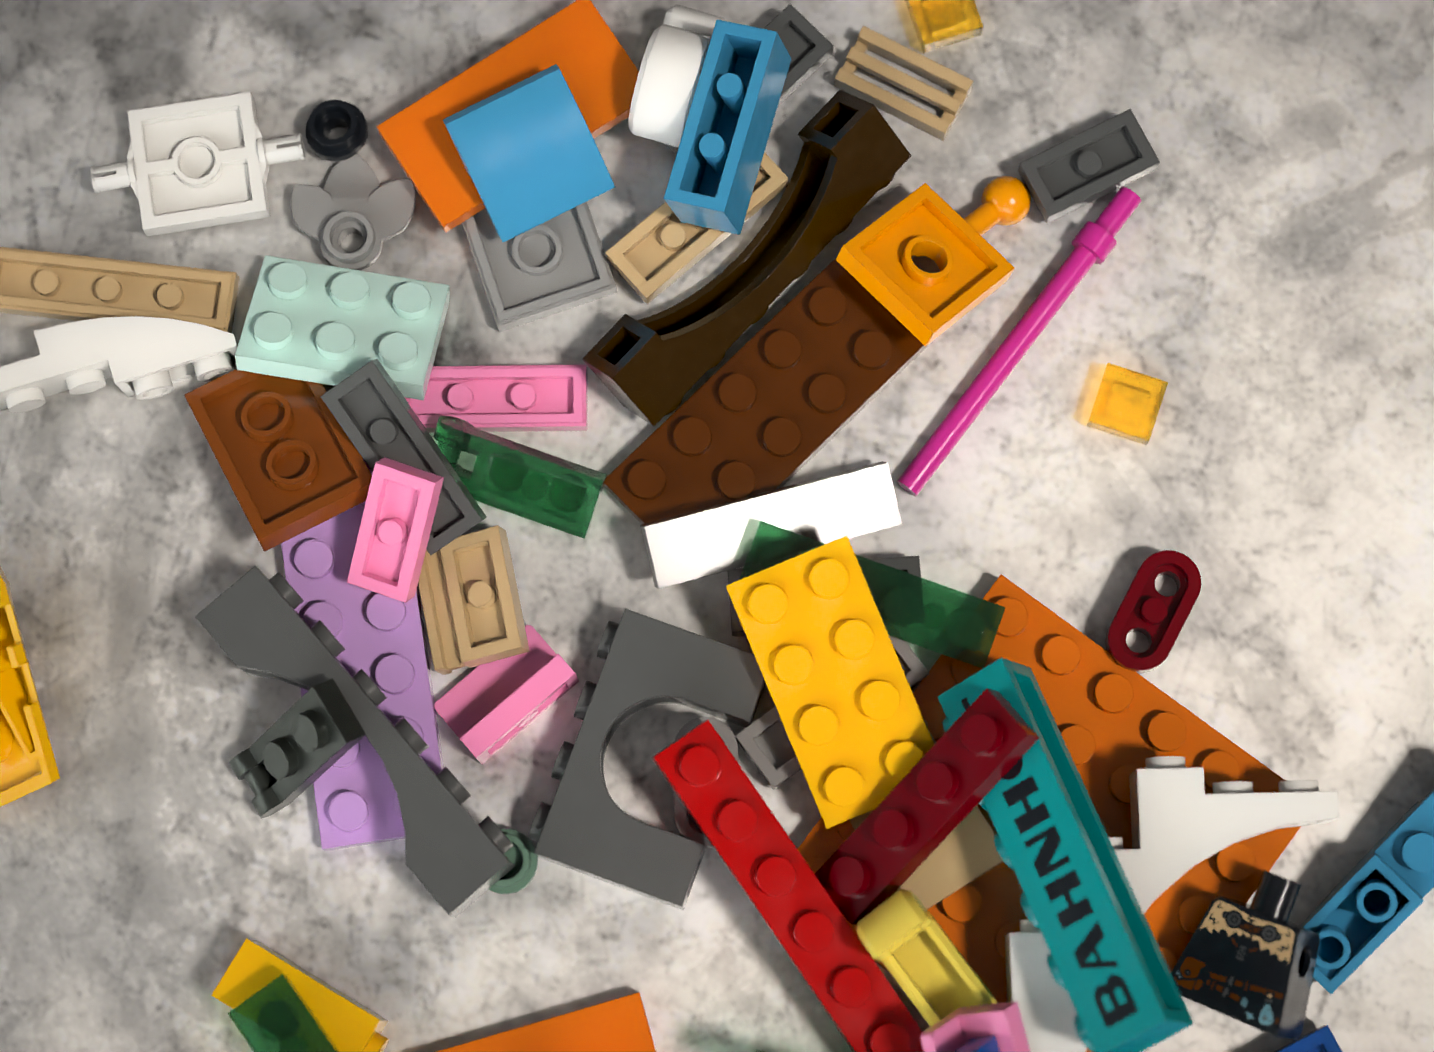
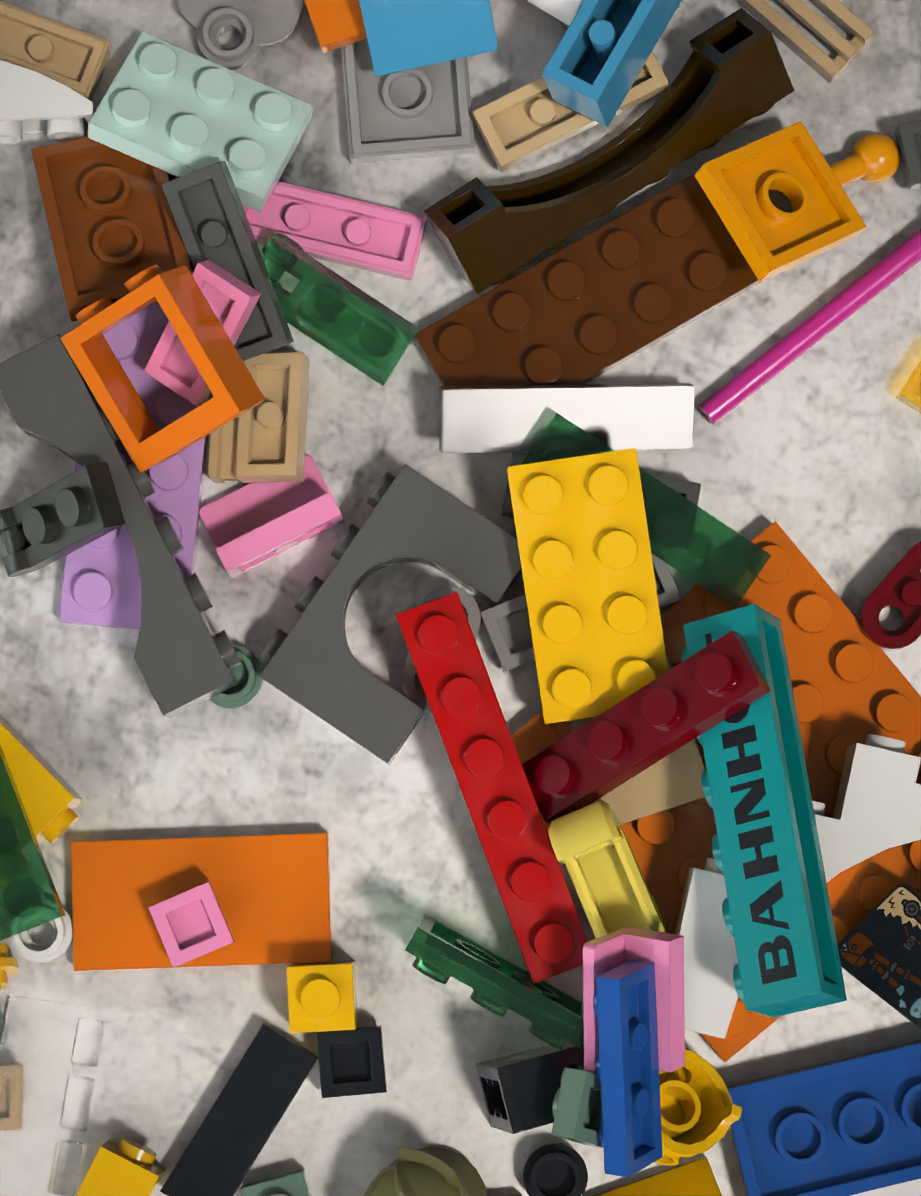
camera: 10 degrees right, 5 degrees up
(399, 535) = (203, 339): none -> orange window

